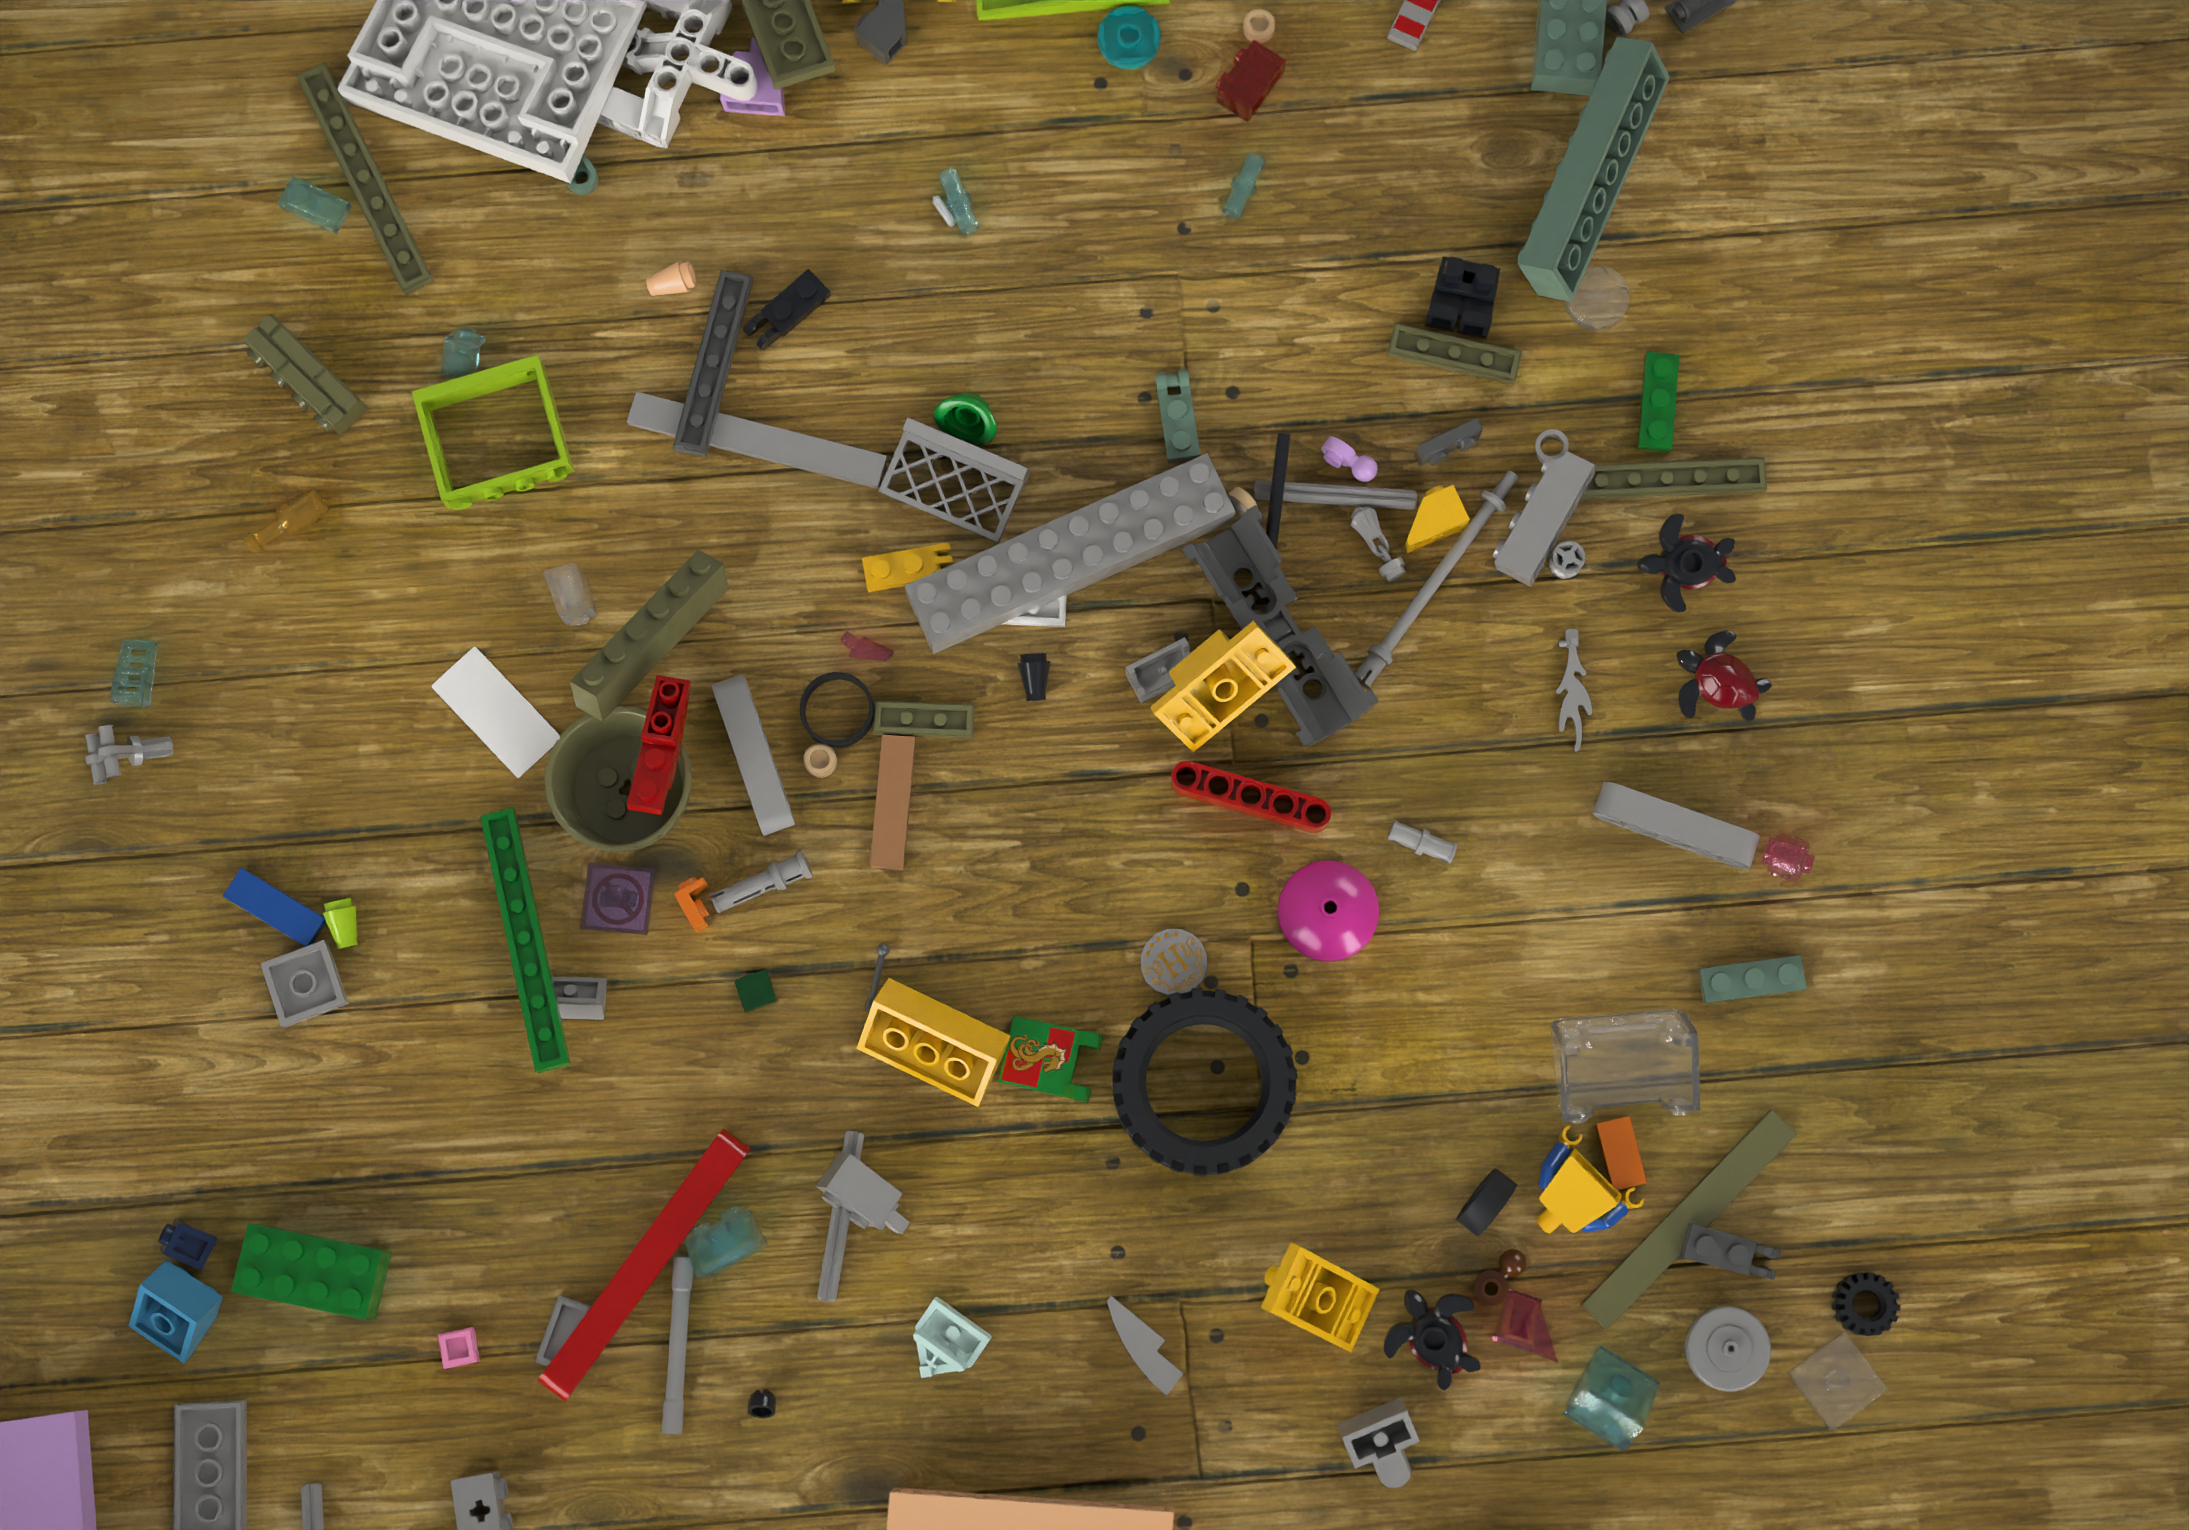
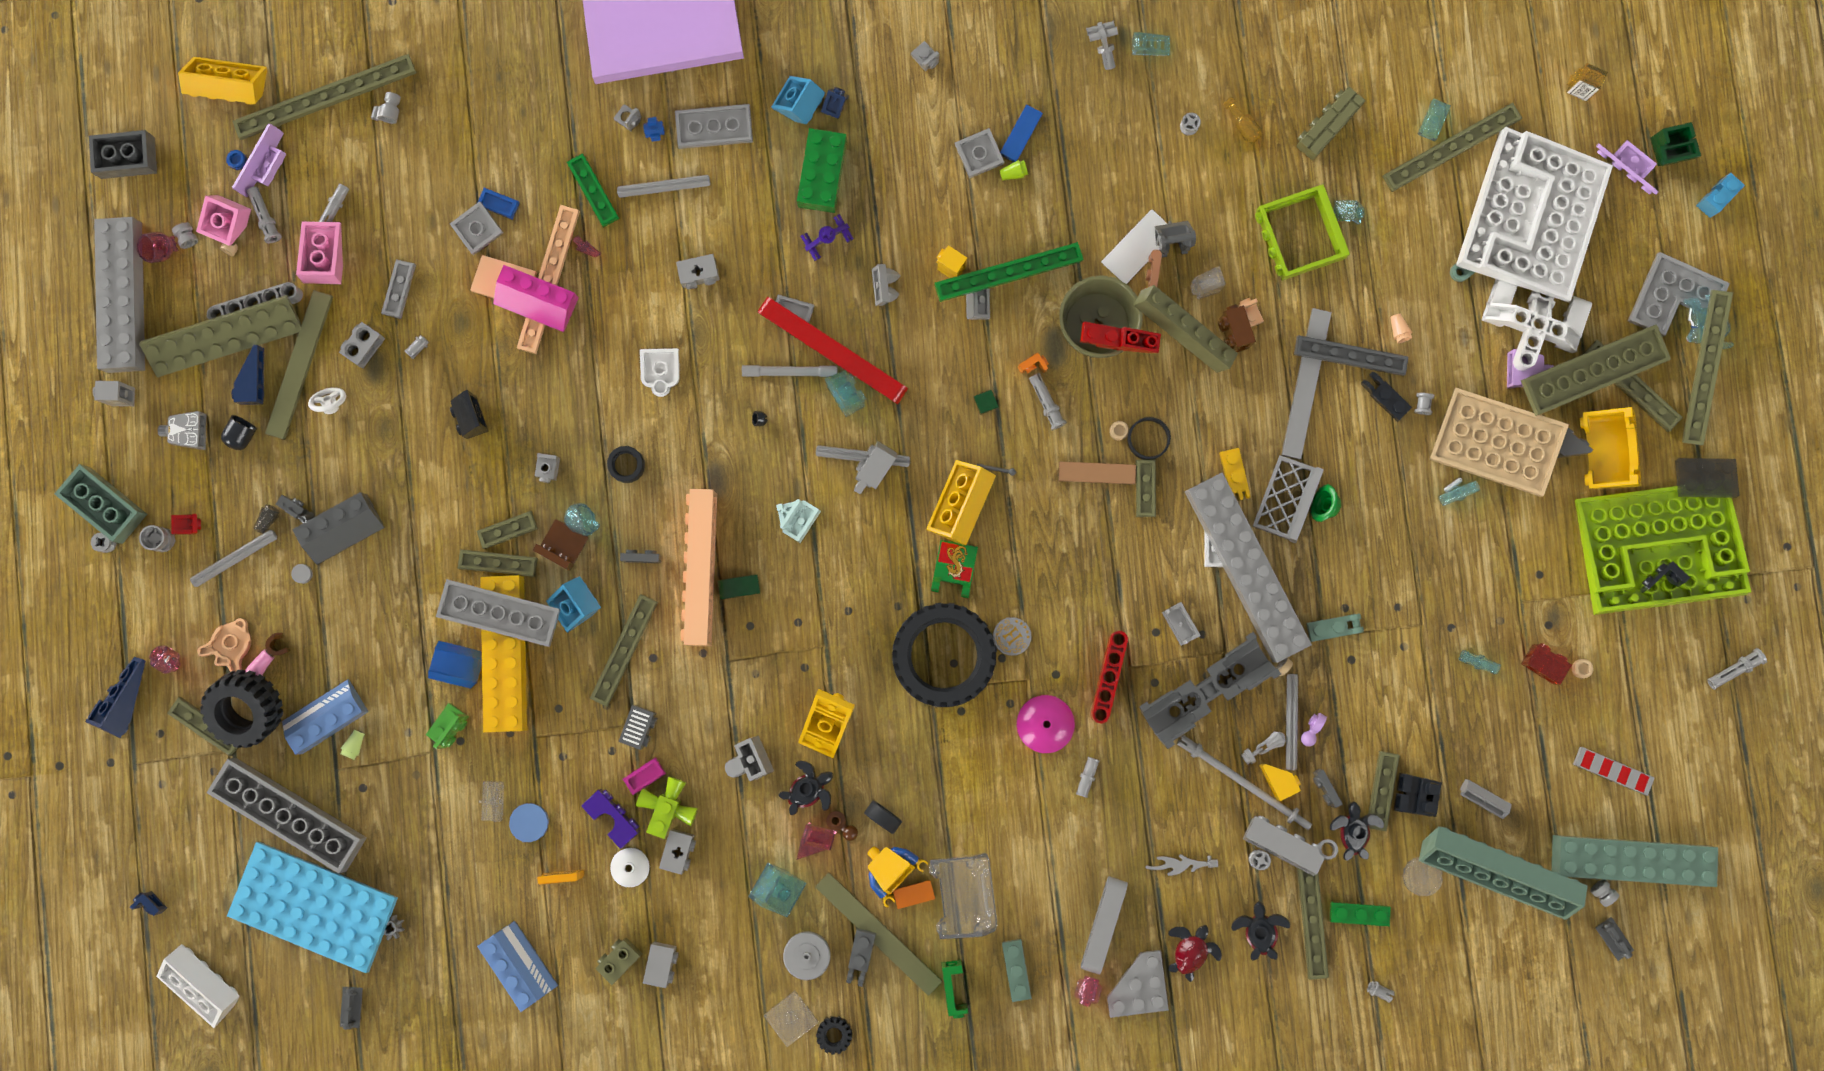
camera: 85 degrees right, 5 degrees up
(117, 1073) = (925, 56): none -> light grey bracket
(278, 606) = (1190, 119): none -> light grey wheel
(433, 1266) = (826, 235): none -> dark purple axle
(458, 1348) = (784, 253): bright pink tile -> none
(477, 646) = (1175, 233): none -> dark grey piece
(500, 1041) = (951, 262): none -> yellow brick
(519, 1169) = (881, 278): none -> light grey tile
(548, 688) = (1153, 273): none -> nougat plate
(617, 898) = (1034, 322): piece -> none
(628, 528) = (1252, 311): none -> light nougat bracket
(653, 549) = (1236, 328): none -> reddish brown brick
(753, 754) = (1120, 392): light grey beam -> none
(803, 248) = (1424, 403): none -> light grey bush
(865, 648) = (1185, 453): clear pink bar -> none
(876, 132) = (1499, 442): none -> tan plate
(1034, 675) = (1174, 550): black cone -> none
(1067, 1452) = (738, 587): none -> dark green slope
(1129, 37) = (1569, 590): teal tile -> none
(1142, 1346) = (797, 626): light grey slope -> none
(1220, 683) = (1173, 656): yellow brick -> none
(1277, 487) = (1292, 687): black bar -> none
(1470, 190) = (1485, 799): none -> light grey piece
(1521, 400) = (1355, 831): none -> black animal
(1751, 1092) = (950, 968): none -> green panel
(1781, 769) = (1140, 987): none -> light grey plate
(1783, 382) = (1376, 989): none -> light grey pin

